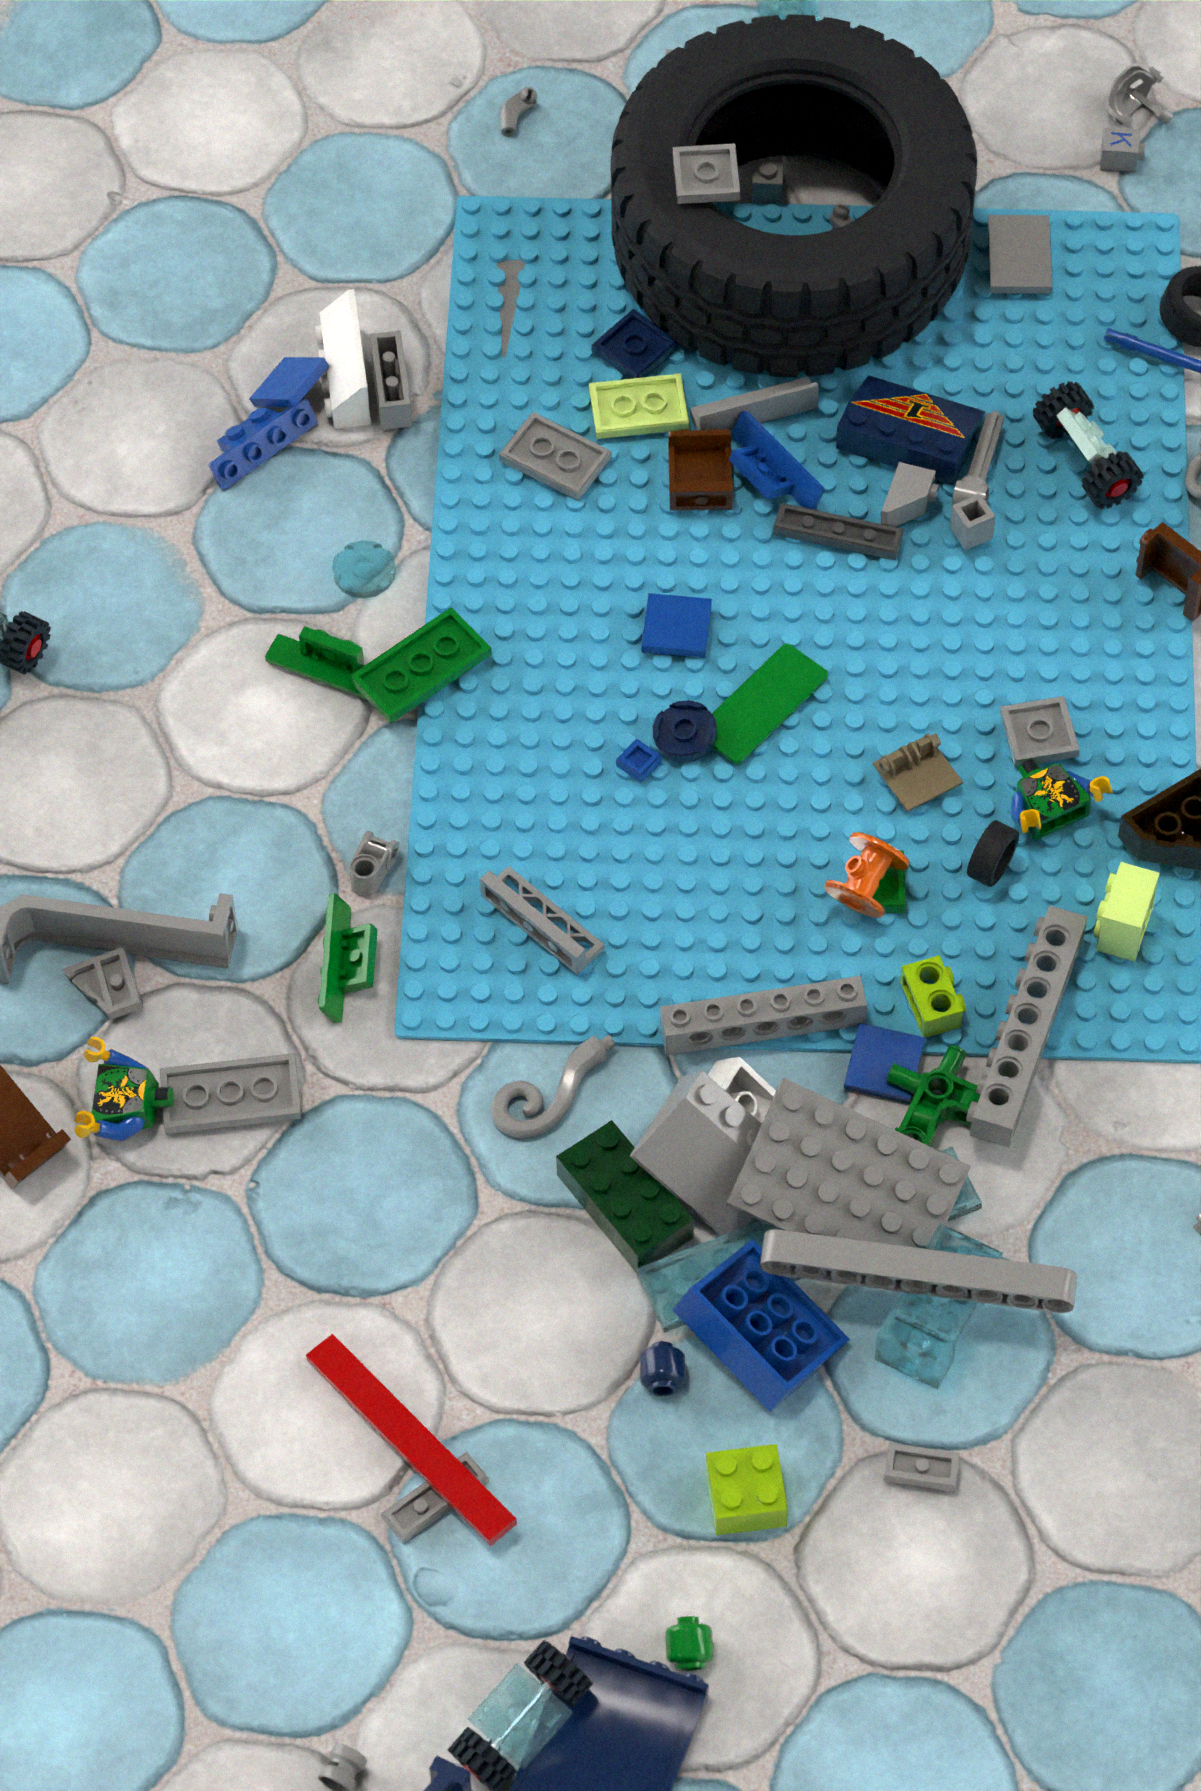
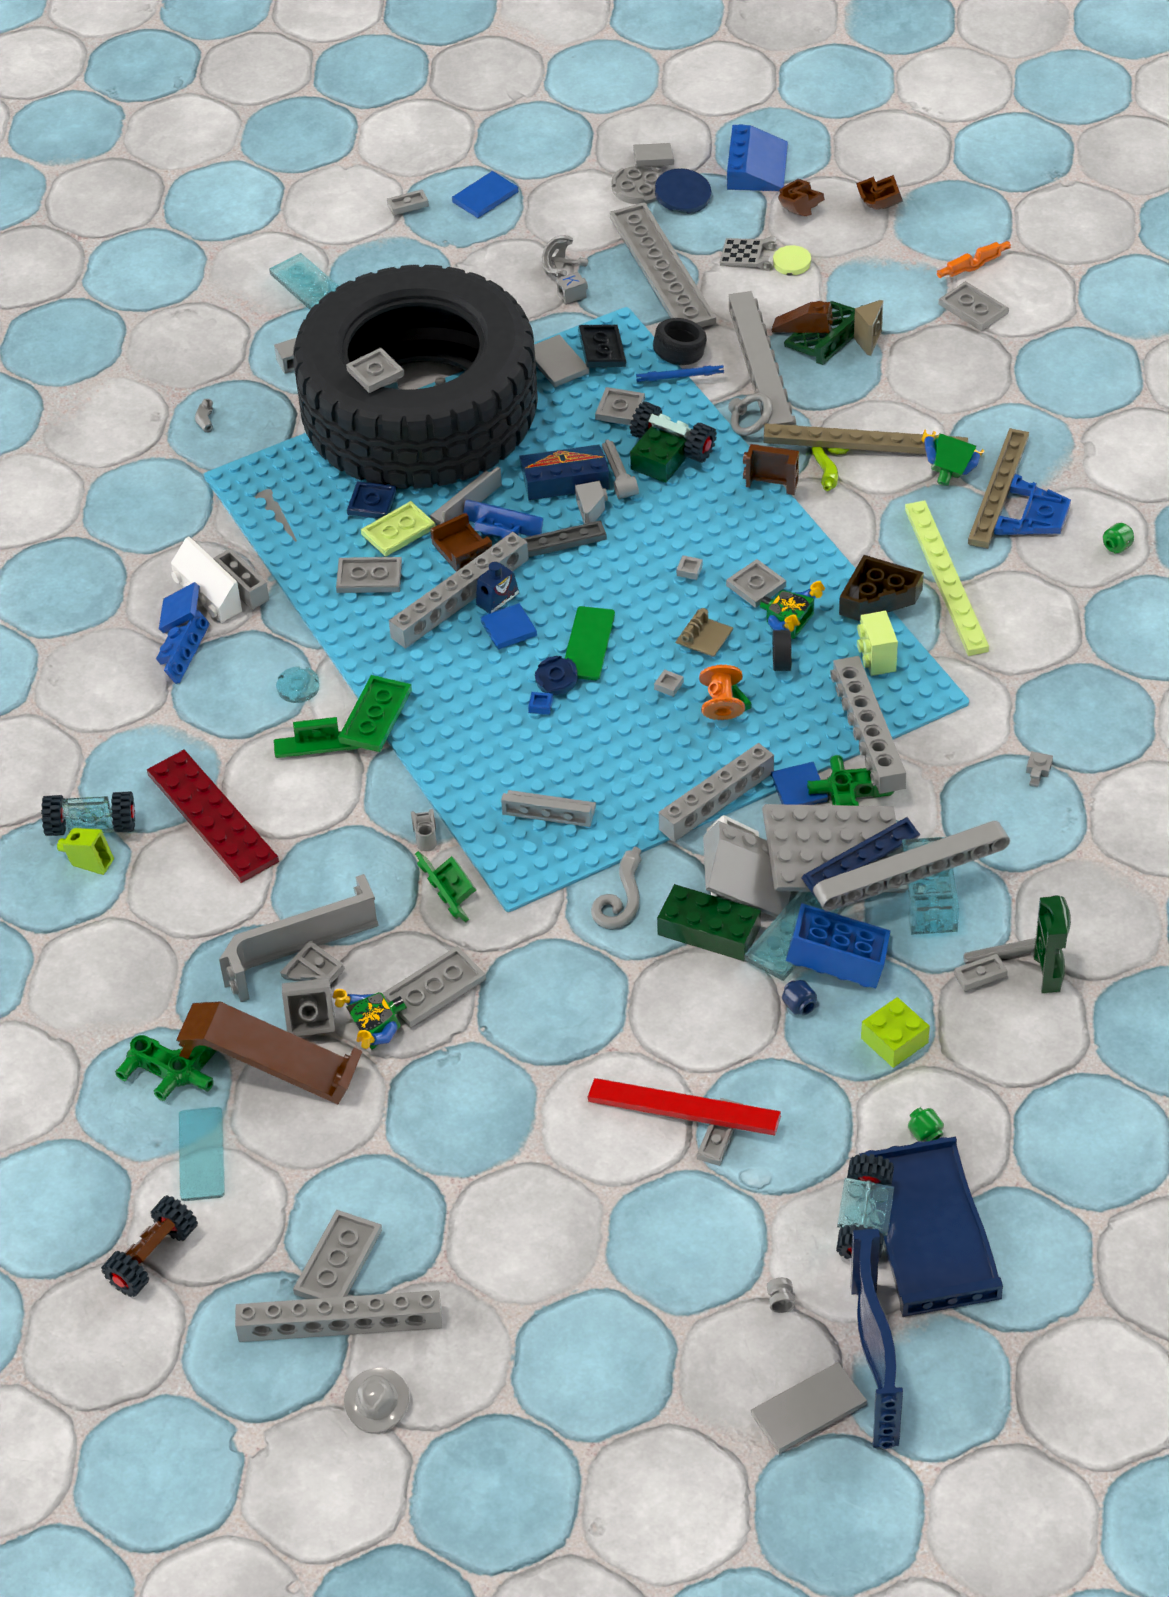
camera: 30 degrees left, 10 degrees down
(51, 1040) = (308, 1007): none -> light grey brick
(135, 703) = (213, 816): none -> dark red plate
(647, 539) = (454, 591): none -> light grey brick
(692, 562) = (495, 587): none -> dark blue torso
(819, 820) = (668, 683): none -> light grey plate
(876, 1215) = (863, 853): none -> dark blue tile
(926, 997) = (802, 738): lime brick -> none
(968, 661) = (689, 567): none -> light grey plate
(972, 521) = (639, 497): light grey brick -> none
(986, 1456) = (1003, 951): none -> light grey axle
(1023, 1490) = (1050, 938): none -> dark green piece
(1045, 468) = (658, 454): none -> dark green brick
(1050, 363) = (618, 405): none -> light grey plate
(1093, 261) = (602, 346): none -> black tile

